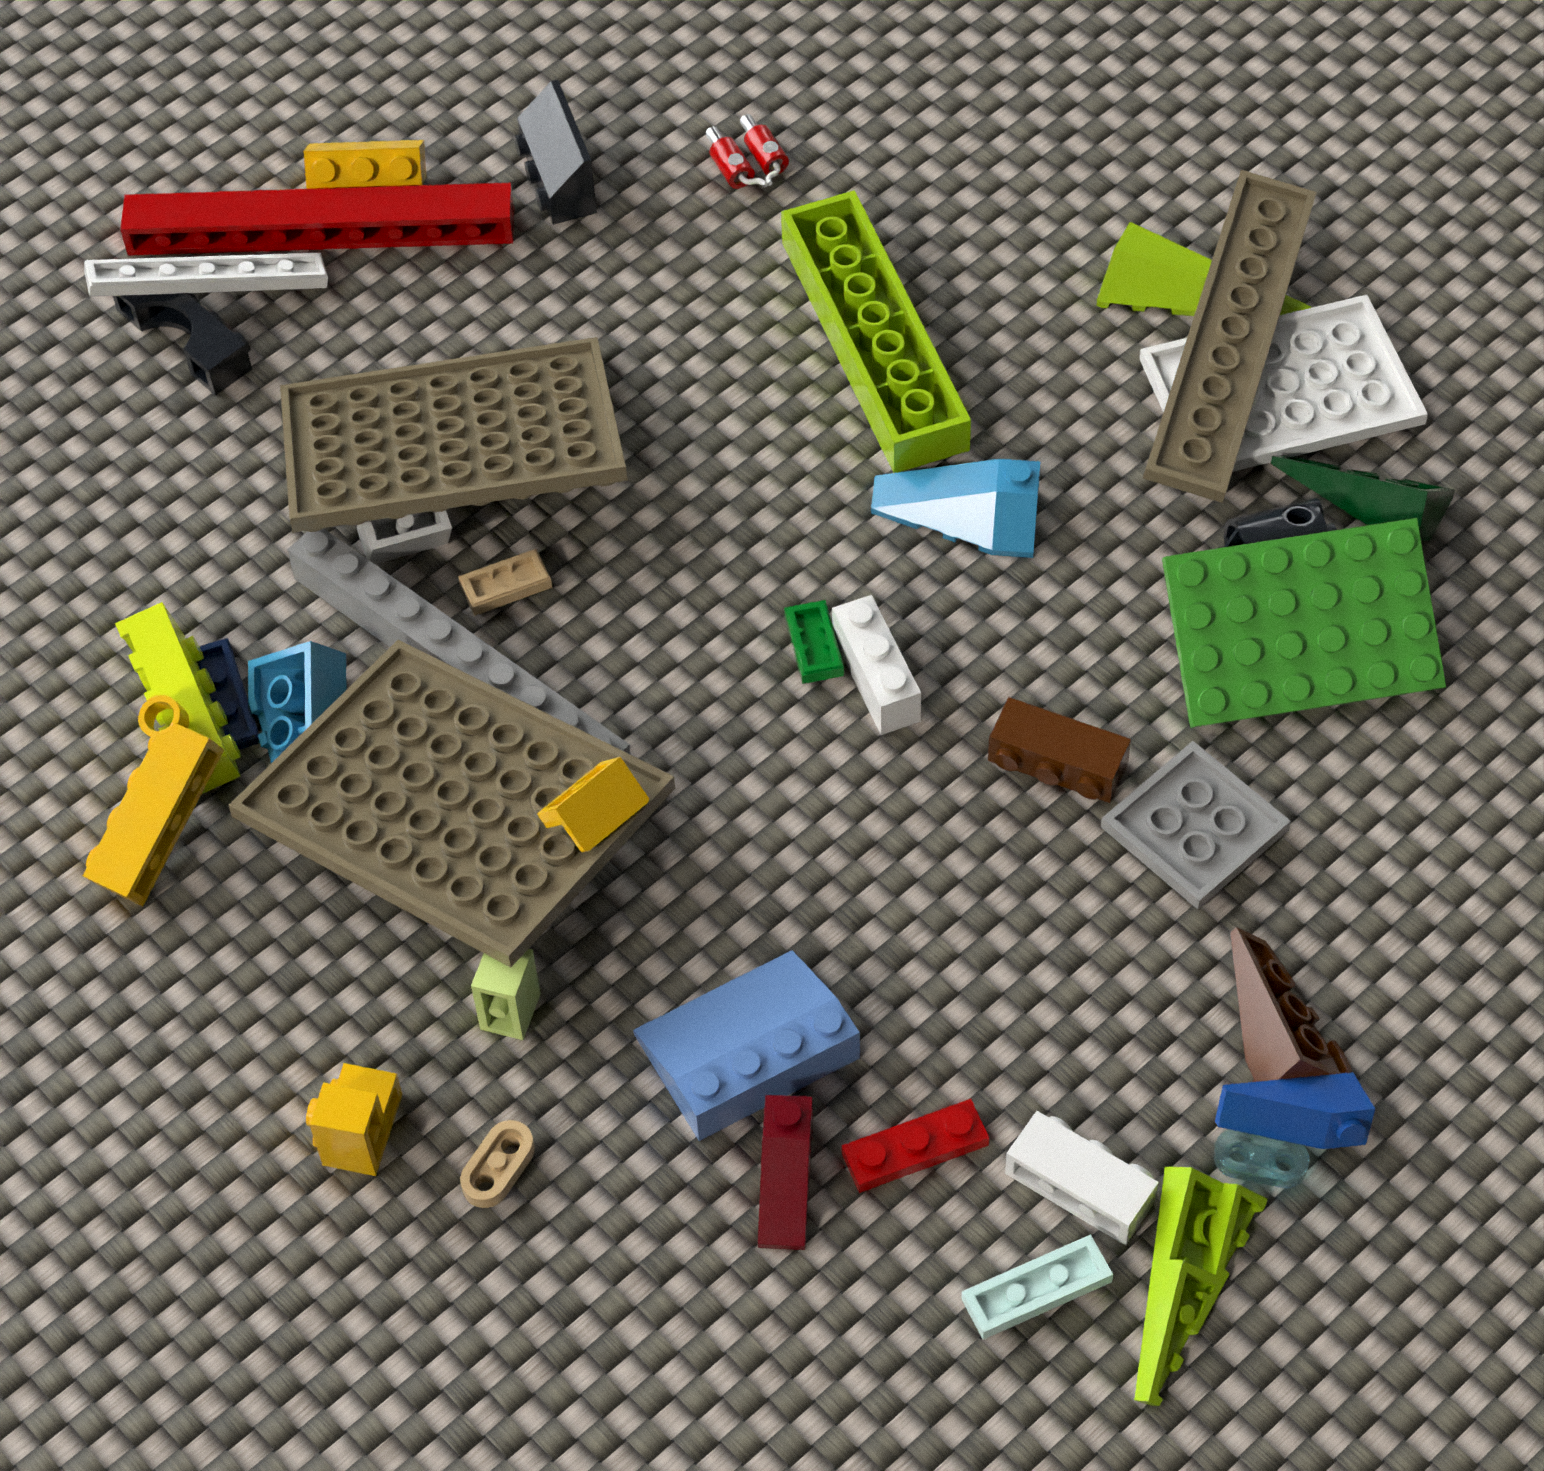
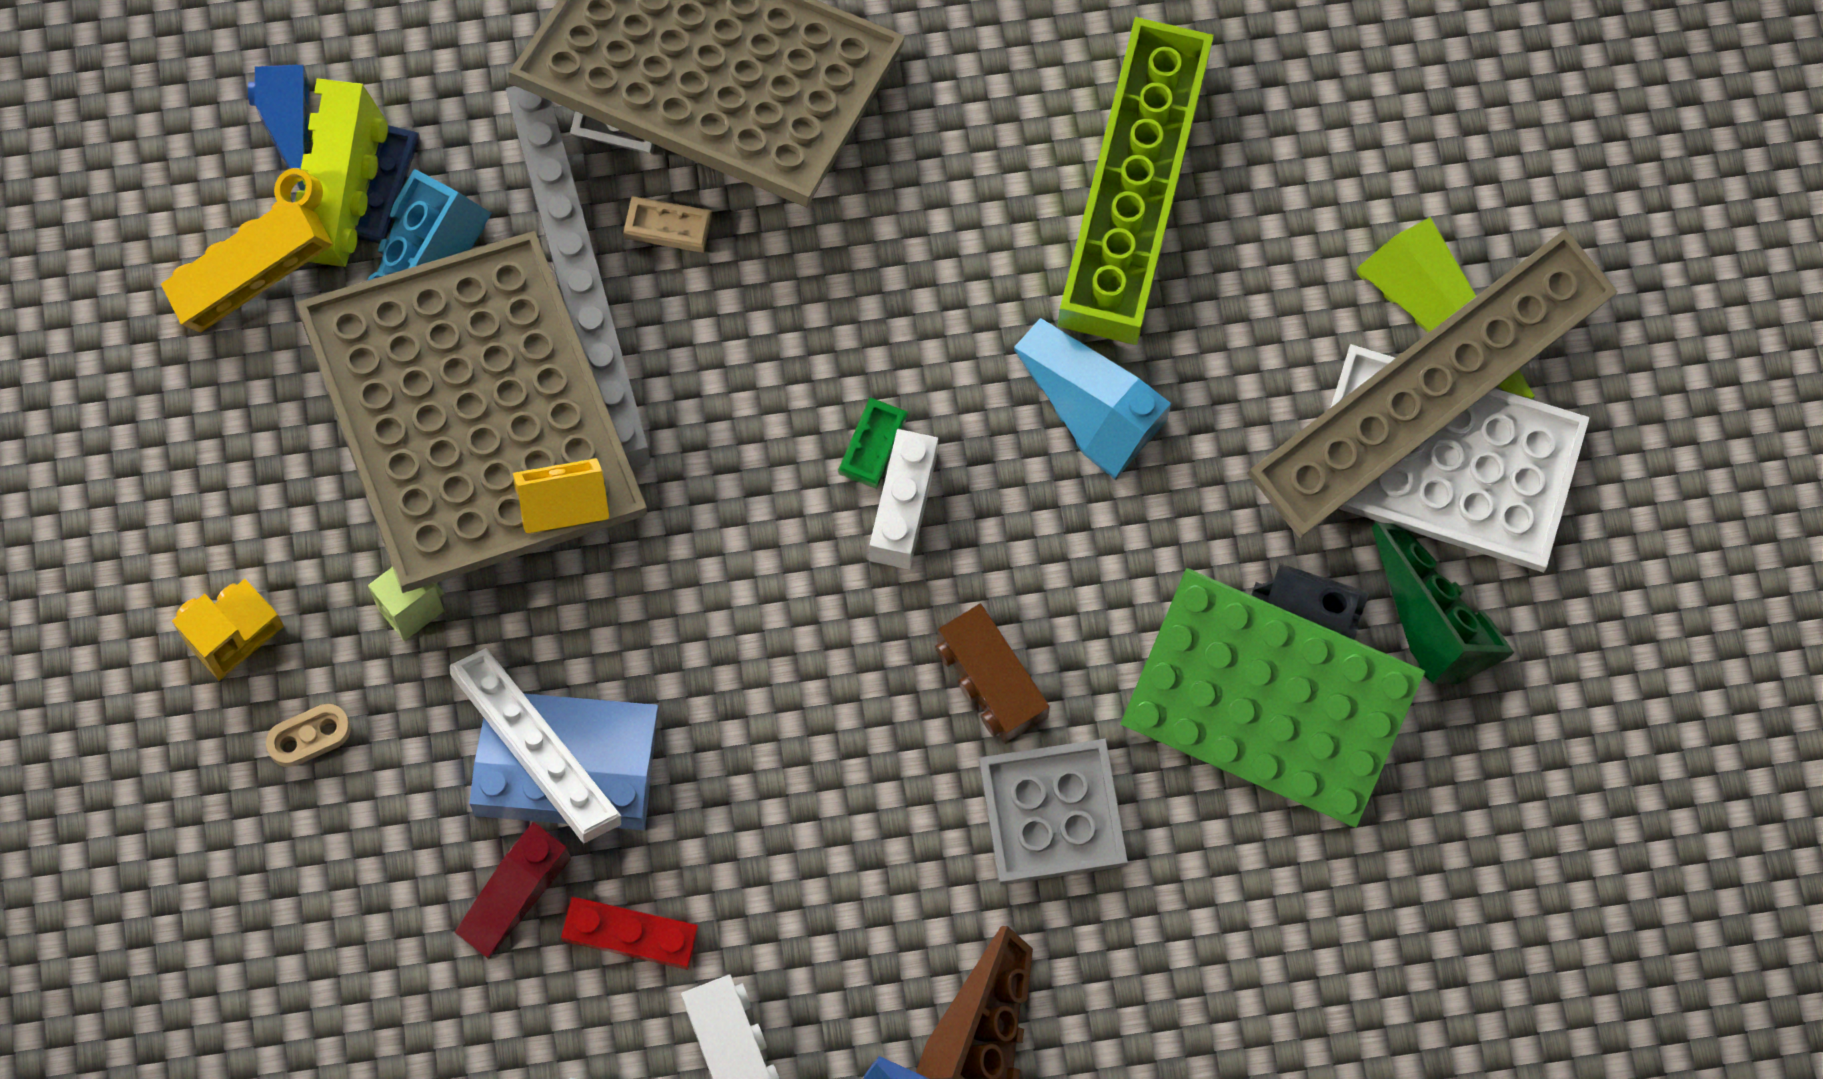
camera: 30 degrees right, 15 degrees up
(93, 687) = (283, 107): none -> blue slope
(719, 1032) = (535, 745): none -> white tile

